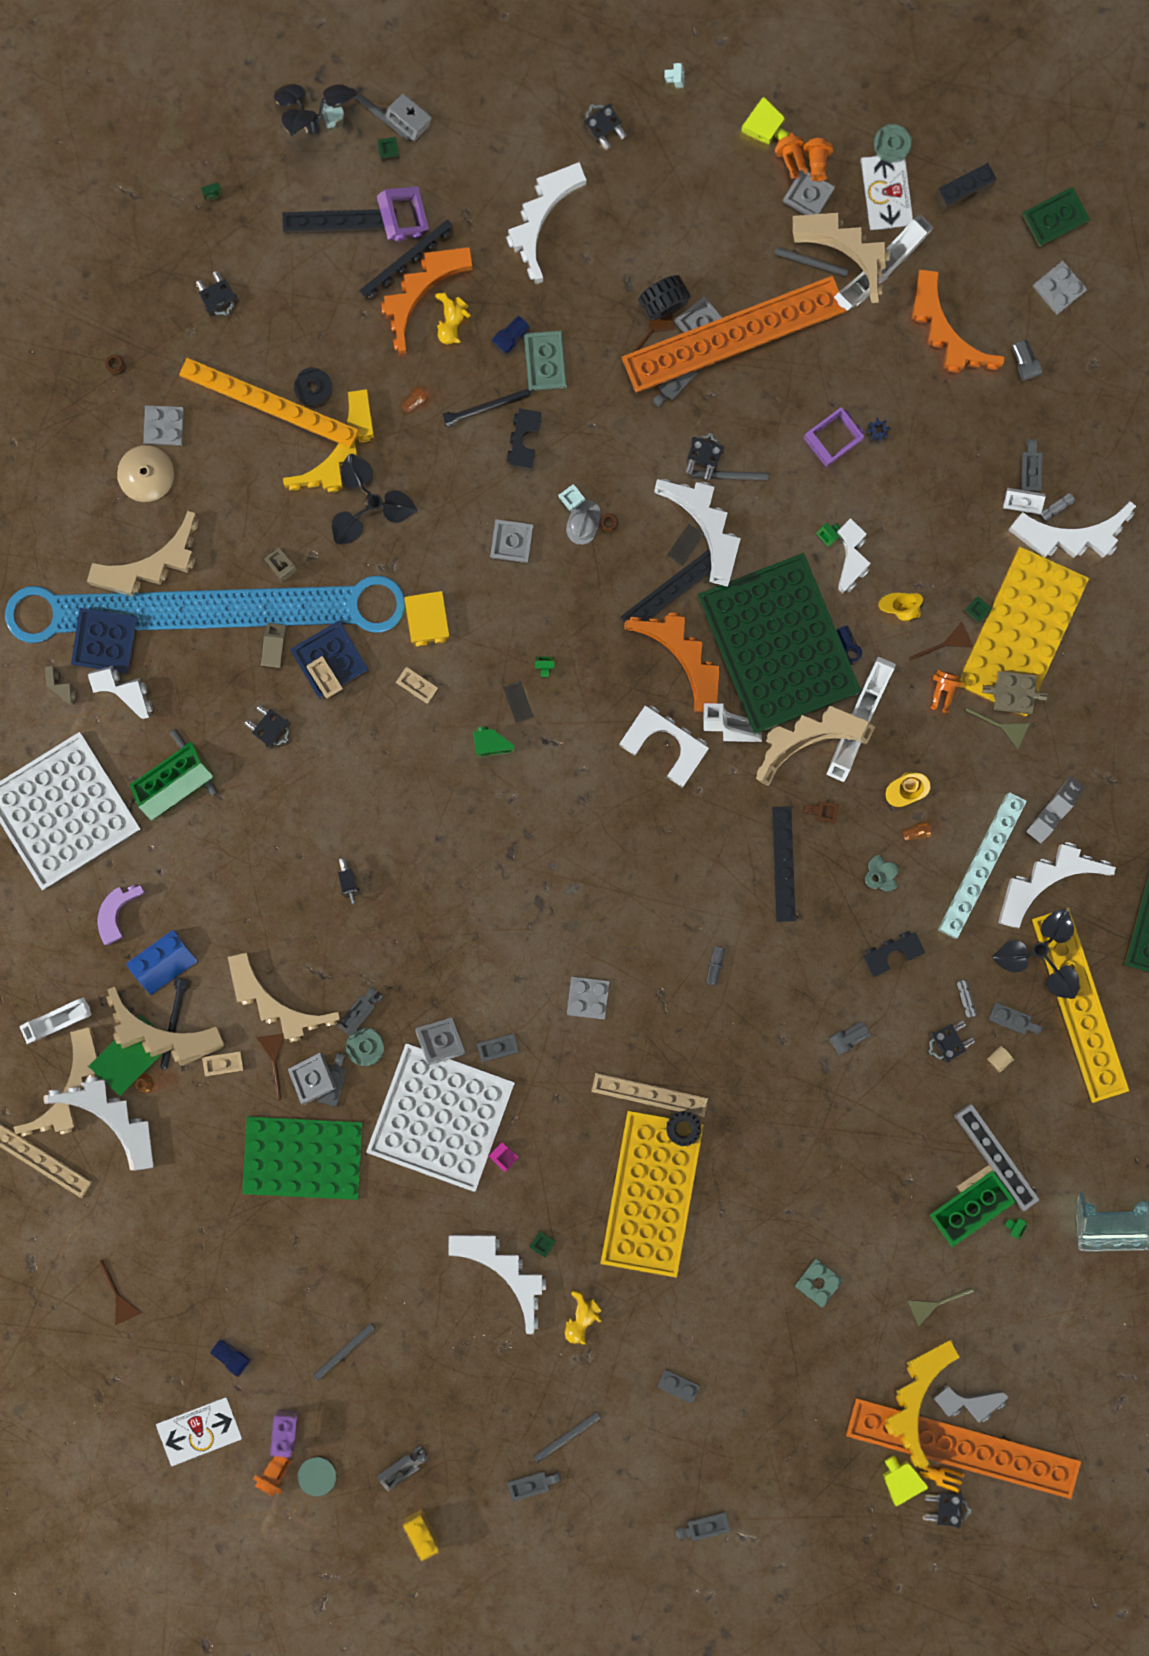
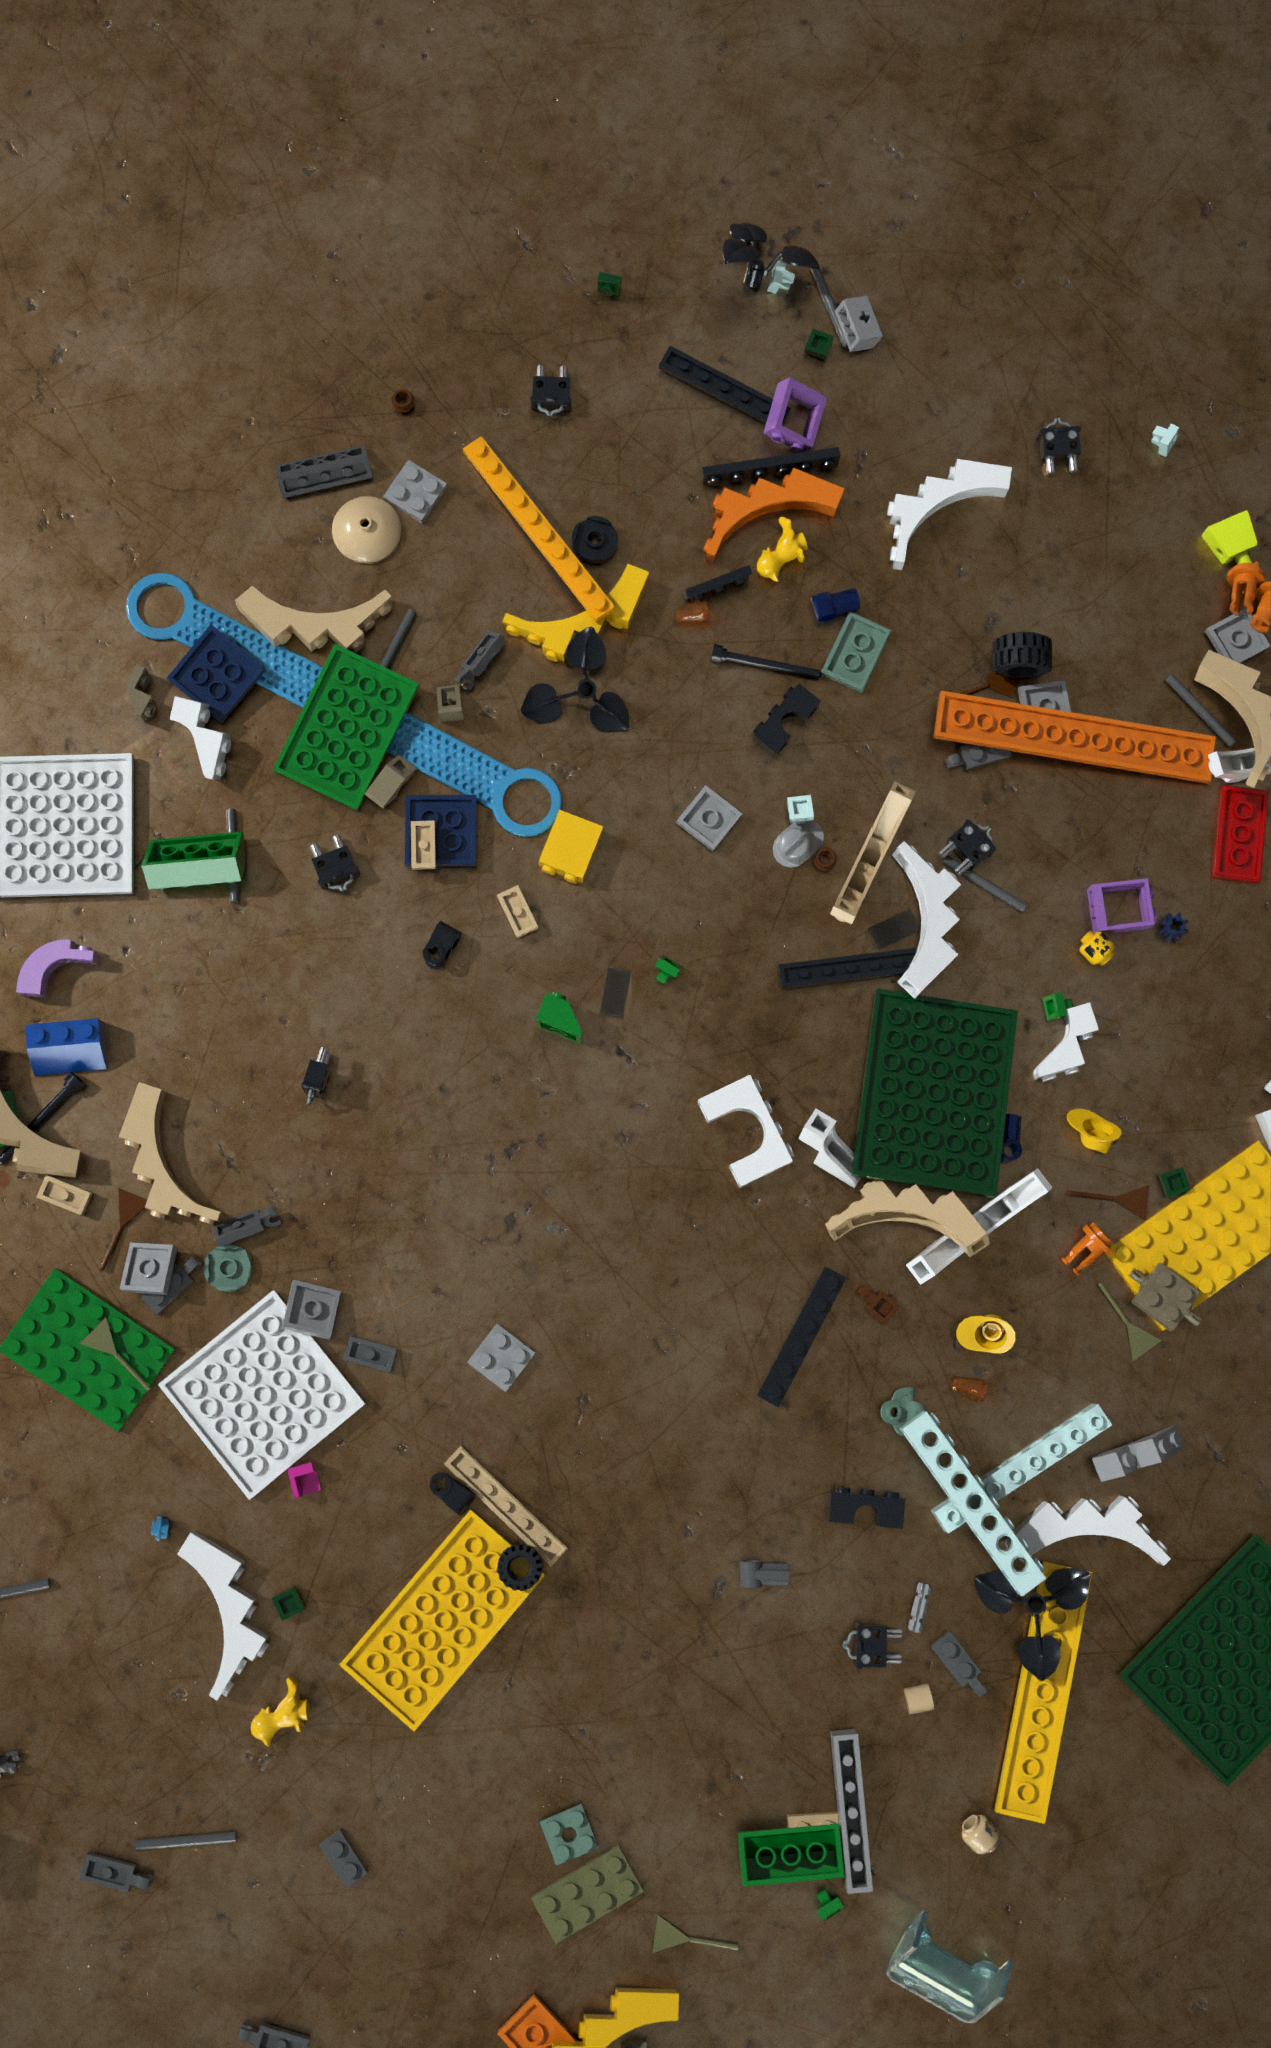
camera: 30 degrees right, 5 degrees down
(91, 450) = (323, 471): none -> dark grey fence
(217, 551) = (398, 639): none -> dark grey bar
(219, 625) = (346, 727): none -> green plate
(283, 520) = (479, 658): none -> dark grey plate
(309, 1144) = (102, 1340): none -> olive piece
(377, 736) = (442, 941): none -> black piece
(418, 368) = (717, 584): none -> black plate
(425, 1246) = (159, 1528): none -> dark azure plate
(611, 1107) = (455, 1495): none -> black piece
(640, 501) = (872, 853): none -> tan arch
(670, 633) = (830, 1044): orange arch -> none
(715, 965) = (661, 1405): dark grey axle -> none
(833, 476) = (1097, 947): none -> yellow head
(853, 1314) = (587, 1894): none -> olive plate
(888, 335) = (1240, 833): none -> red tile
(1022, 940) = (1021, 1580): none -> light aqua brick
(1090, 1123) = (980, 1834): none -> tan head

